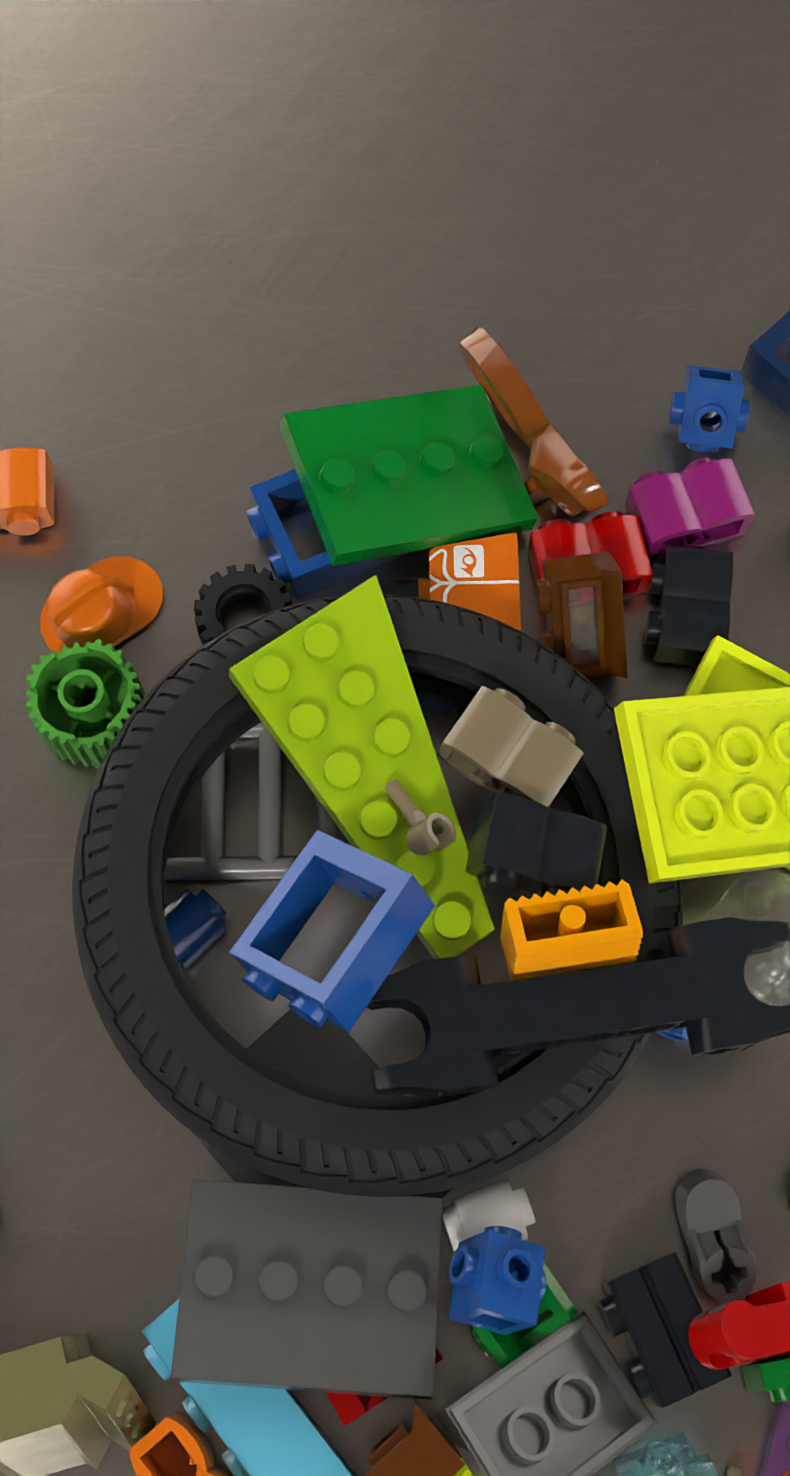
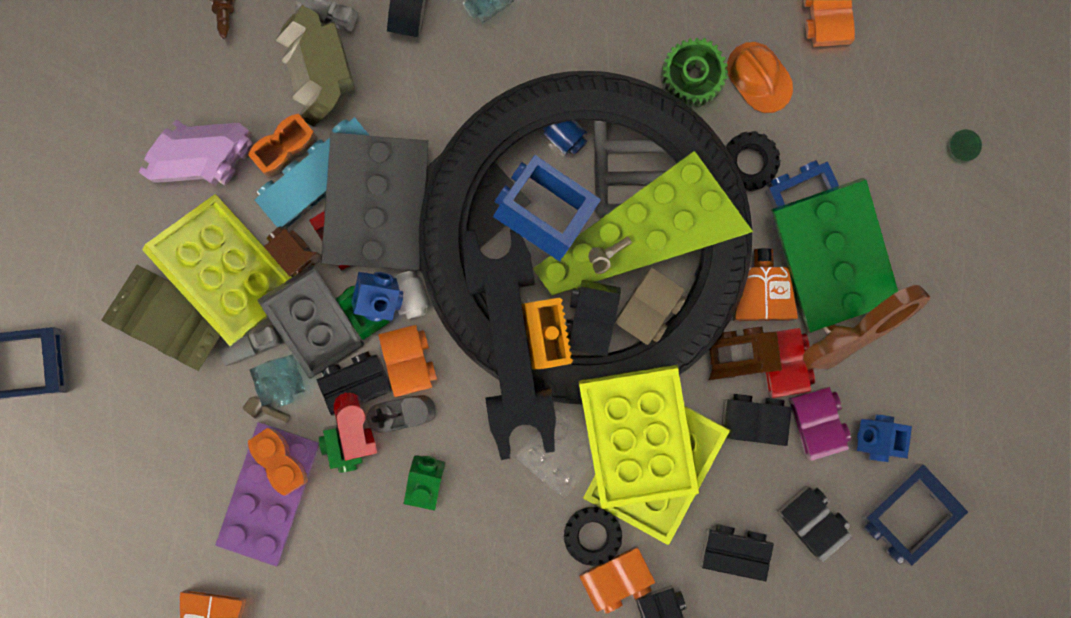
camera: 85 degrees right, 15 degrees up
(227, 299) = (965, 145): none -> clear green plate
(614, 1223) = (406, 360): none -> orange brick

